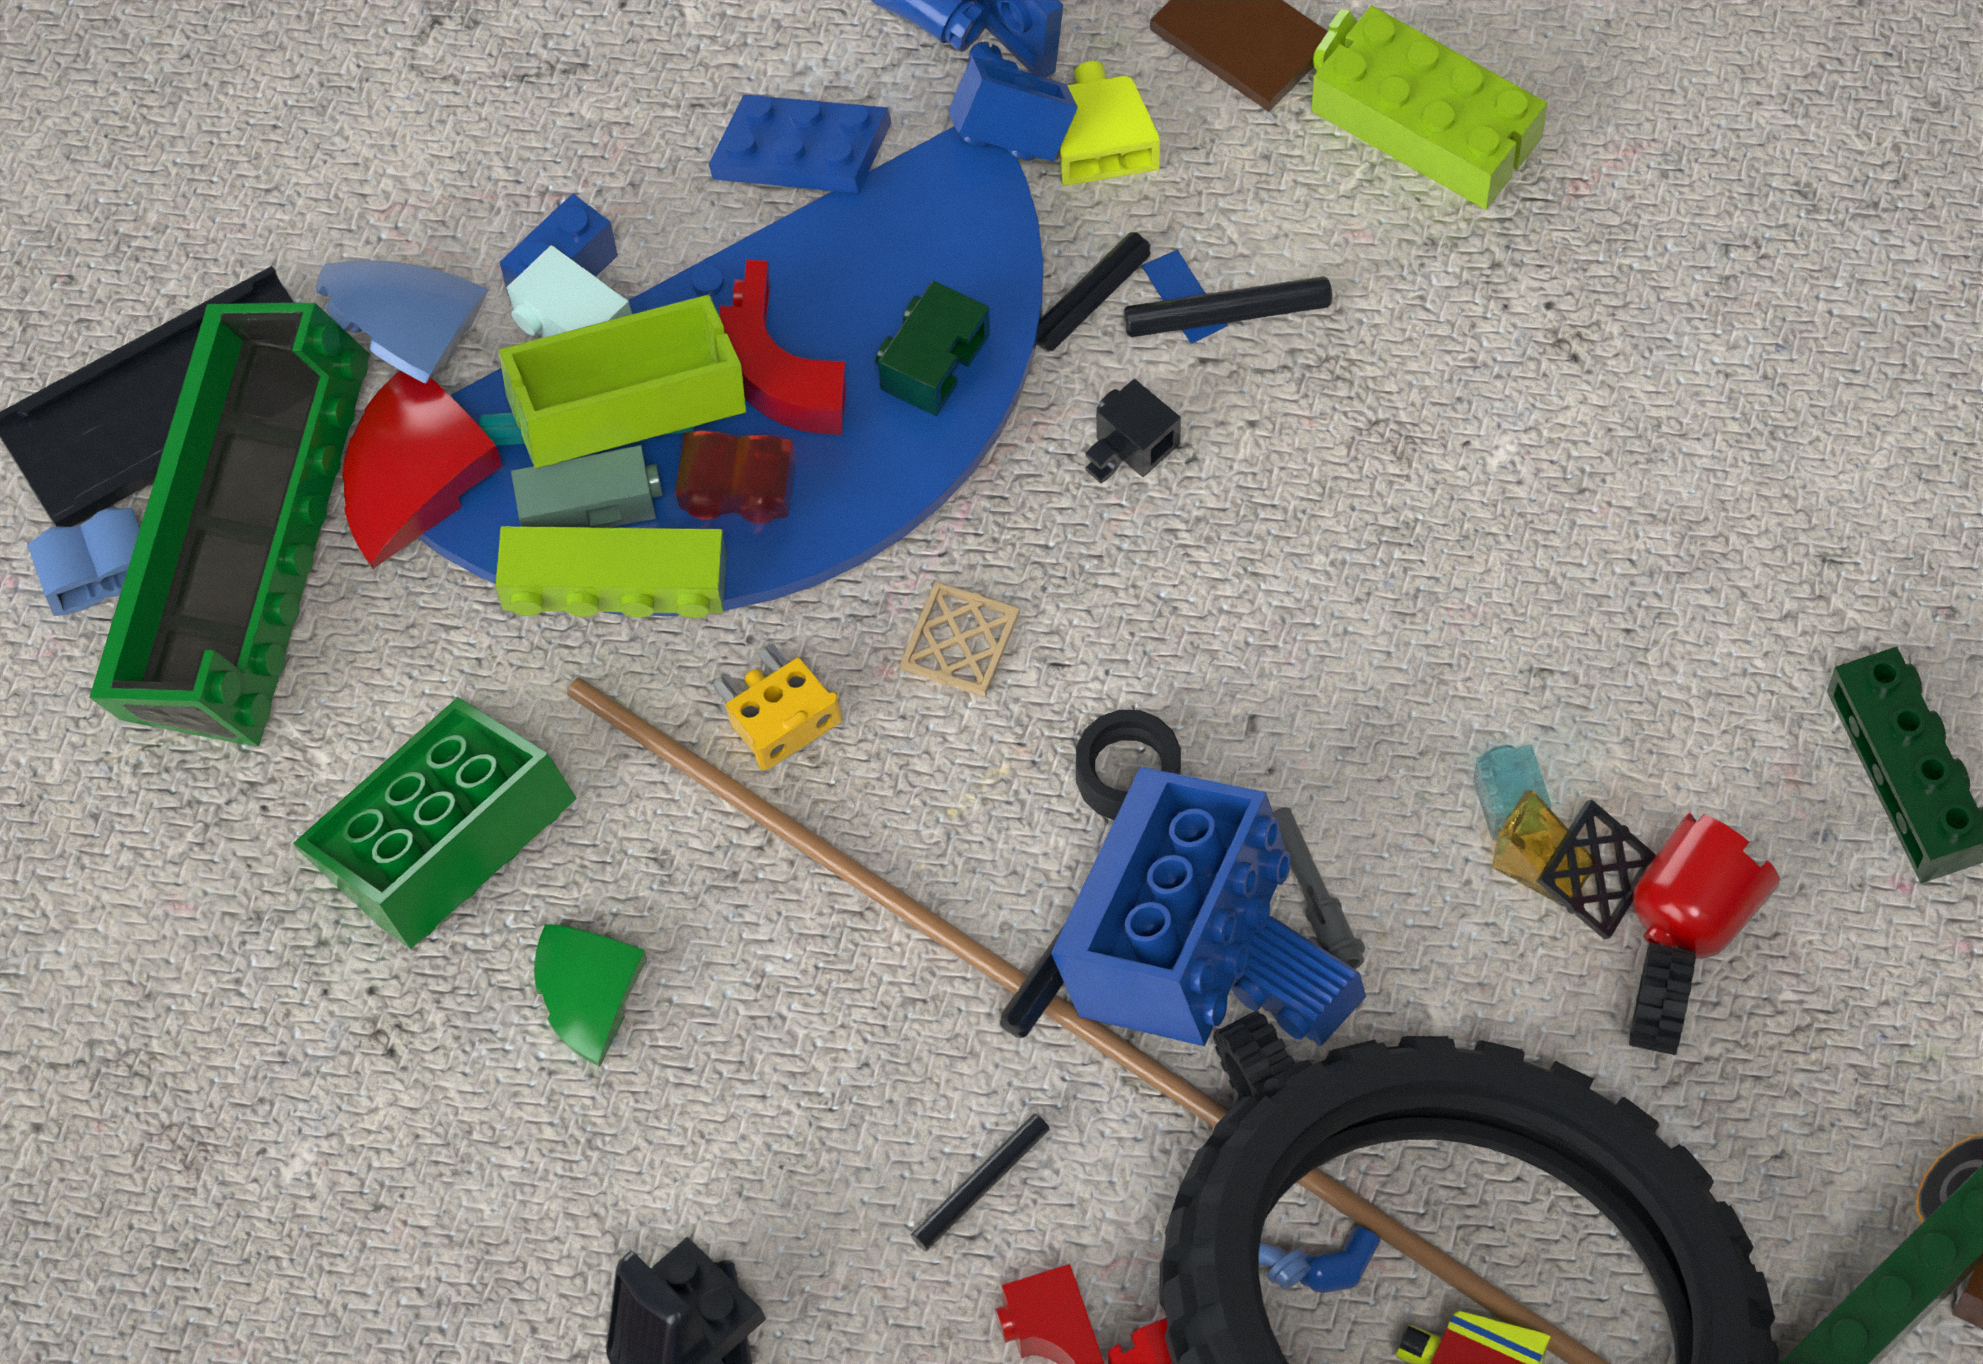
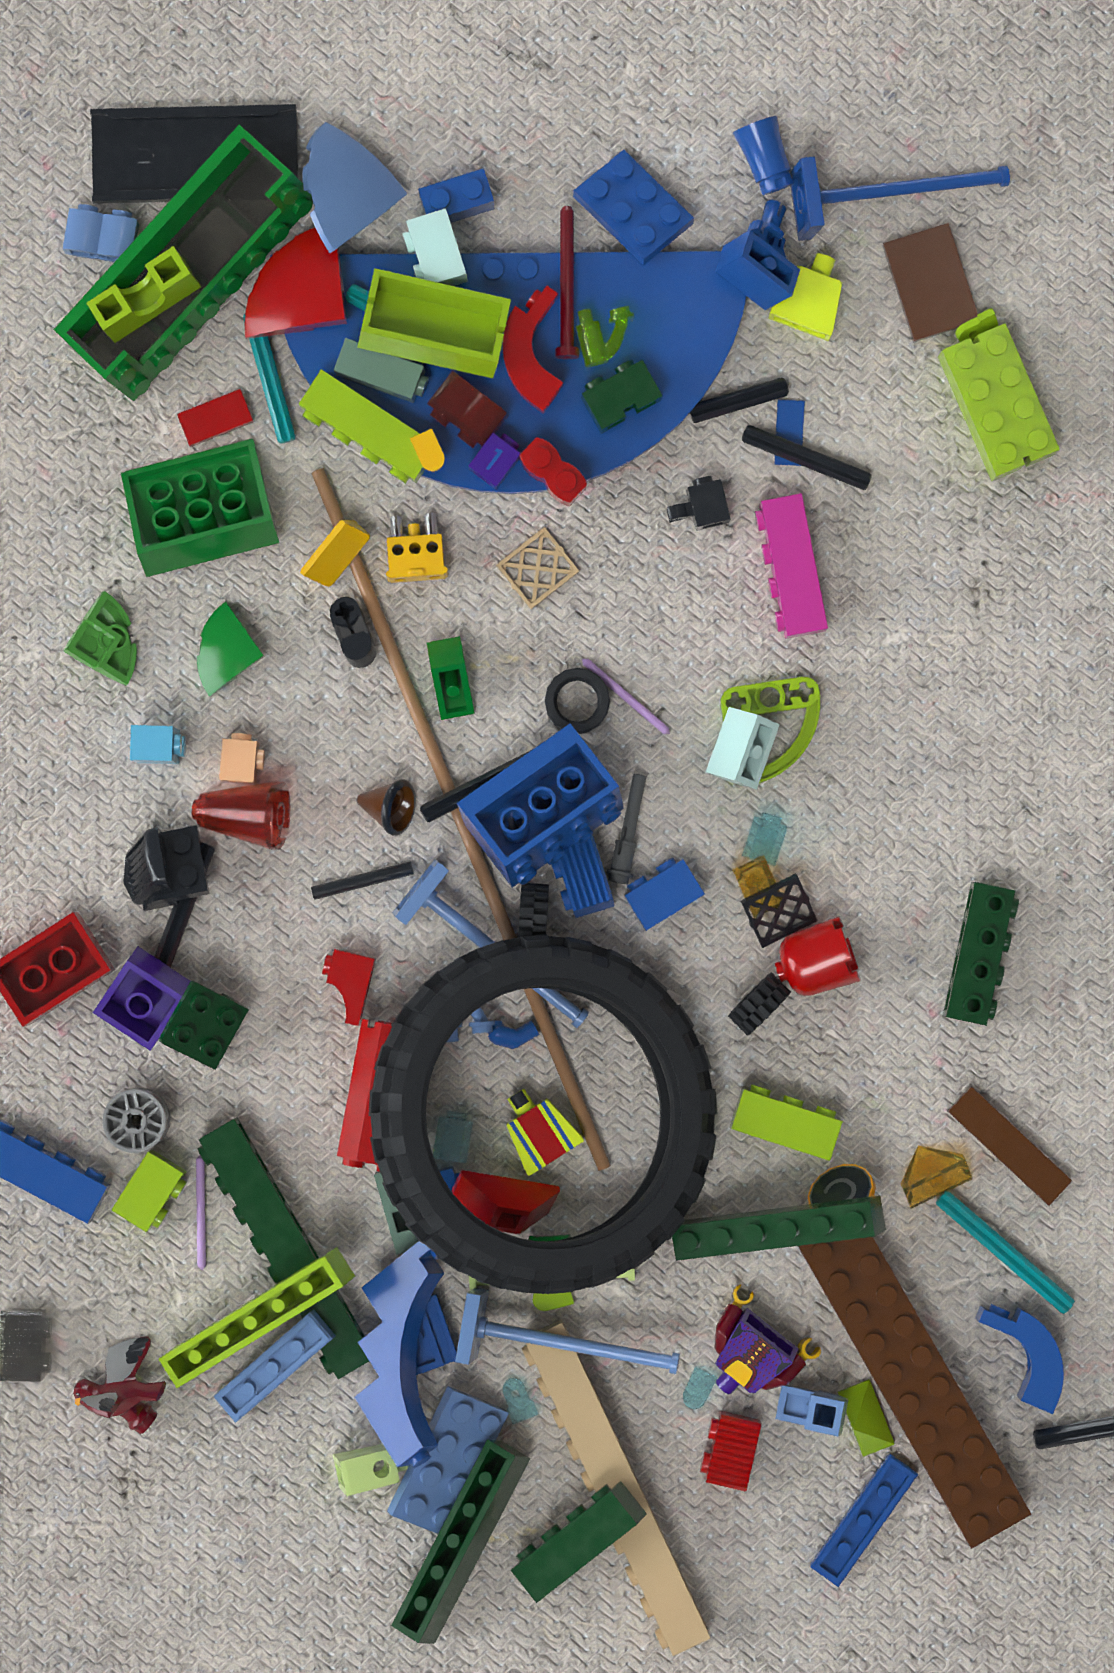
camera: 25 degrees right, 25 degrees up
(220, 546) = (127, 309): none -> lime arch
(388, 700) = (215, 418): none -> red tile
(398, 1075) = (104, 640): none -> bright green brick
(442, 616) = (272, 389): none -> teal axle
(560, 1154) = (156, 744): none -> medium azure brick
(665, 763) = (335, 552): none -> yellow slope
(698, 1114) = (241, 759): none -> light nougat brick
(714, 540) = (428, 450): none -> yellow piece
(748, 1178) = (246, 813): none -> clear red cone
(775, 870) = (356, 647): none -> black piece
(814, 515) = (495, 460): none -> dark purple brick
(823, 336) = (567, 348): none -> dark red bar
(847, 306) = (590, 336): none -> clear neon green plant
(893, 482) = (545, 465): none -> red brick
(932, 834) = (450, 678): none -> green slope
(953, 1049) = (390, 805): none -> reddish brown hat
(1086, 1132) = (424, 895): none -> medium blue tile
(1219, 730) = (626, 697): none -> lavender axle
(1303, 438) = (792, 566): none -> dark pink brick
(1375, 641) = (751, 694): none -> lime beam
(1398, 676) = (742, 744): none -> light aqua brick
(1422, 941) = (664, 893): none -> blue brick
(1818, 1145) = (786, 1122): none -> lime brick

